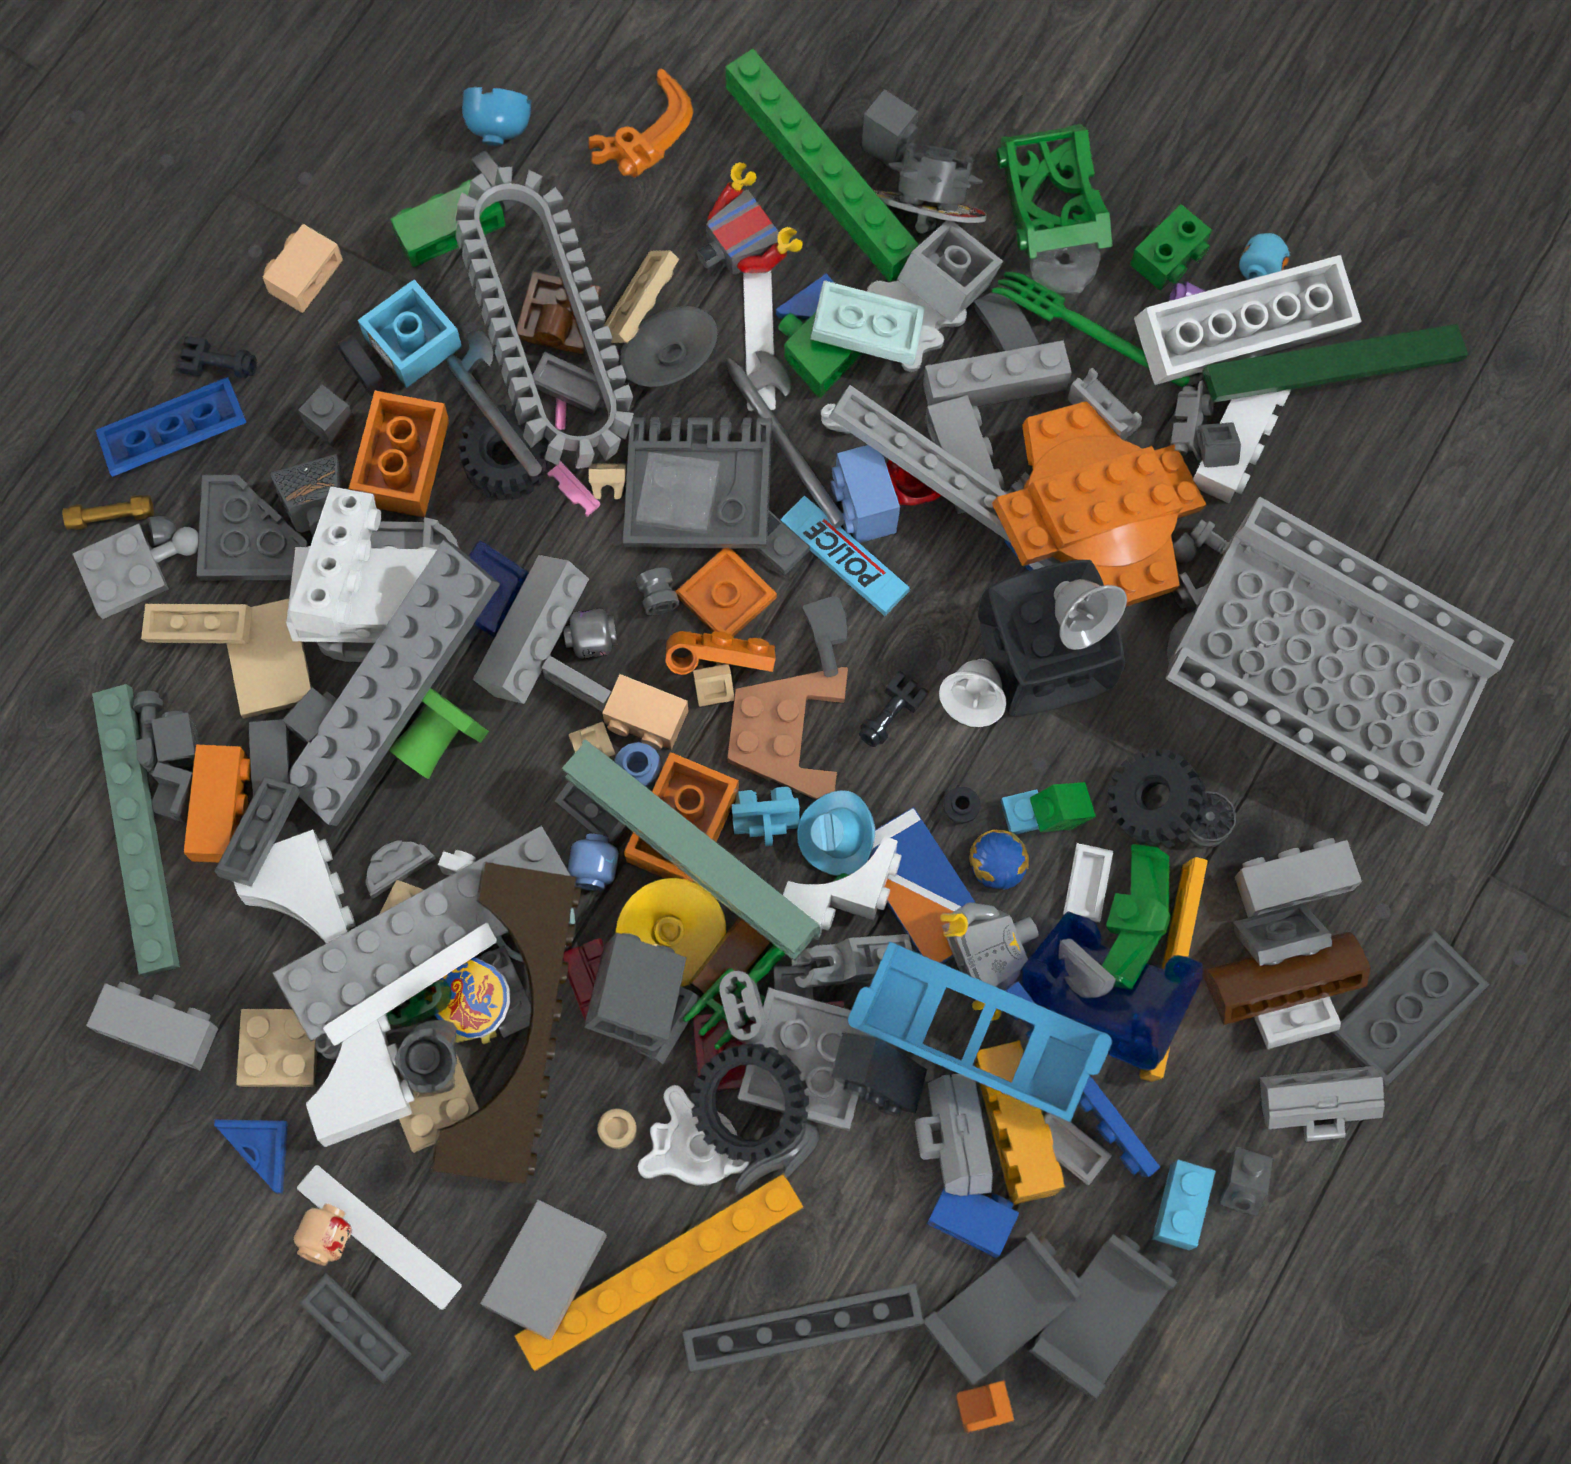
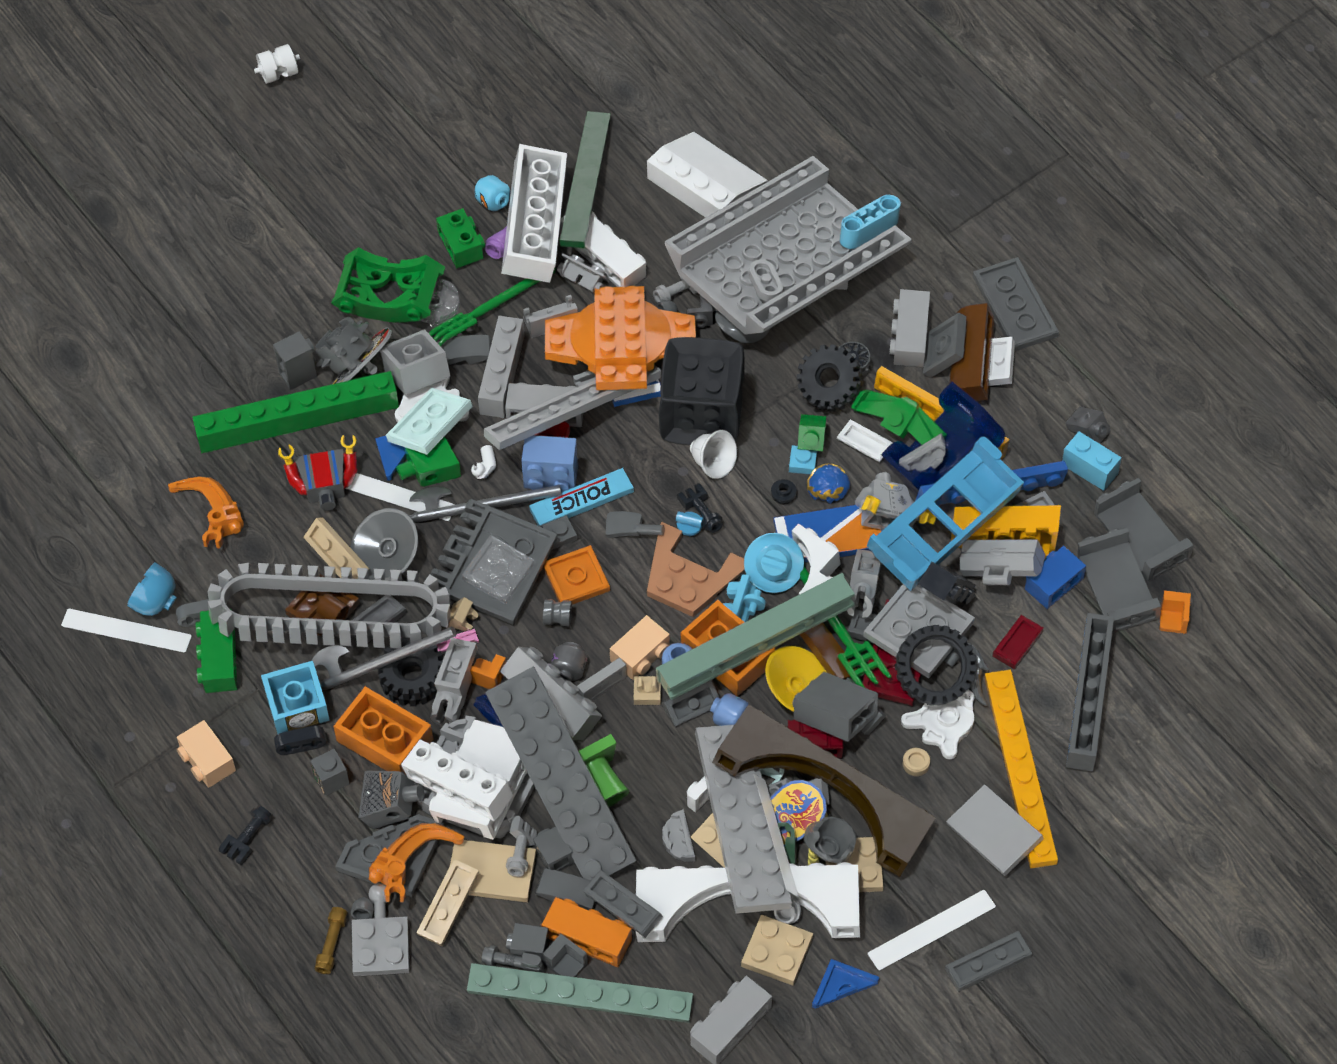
camera: 65 degrees left, 15 degrees down
(170, 426) = (286, 878): blue slope -> none
(222, 533) = (390, 863): none -> orange piece
(322, 1234) = (920, 956): light nougat head -> none
(326, 675) = (524, 837): none -> light grey hinge
(445, 112) = (126, 630): none -> white sticker
(501, 505) = (453, 680): none -> light grey plate
(540, 540) = (488, 673): none -> orange panel
(713, 684) = (638, 601): tan tile -> none
(718, 648) = (610, 605): orange plate -> none
(751, 1005) = (870, 654): light grey beam -> none
(854, 1201) = (1017, 642): none -> dark red tile
(861, 702) = (689, 523): none -> dark azure plate
(1087, 611) = (704, 348): light grey hat -> none
(1219, 444) = (612, 257): dark grey slope -> none
(1260, 654) = (765, 279): none -> light grey plate
(1322, 1095) = (1052, 365): light grey piece -> none
(1426, 513) = (701, 174): none -> white slope
(1437, 757) = (869, 221): none -> medium azure beam

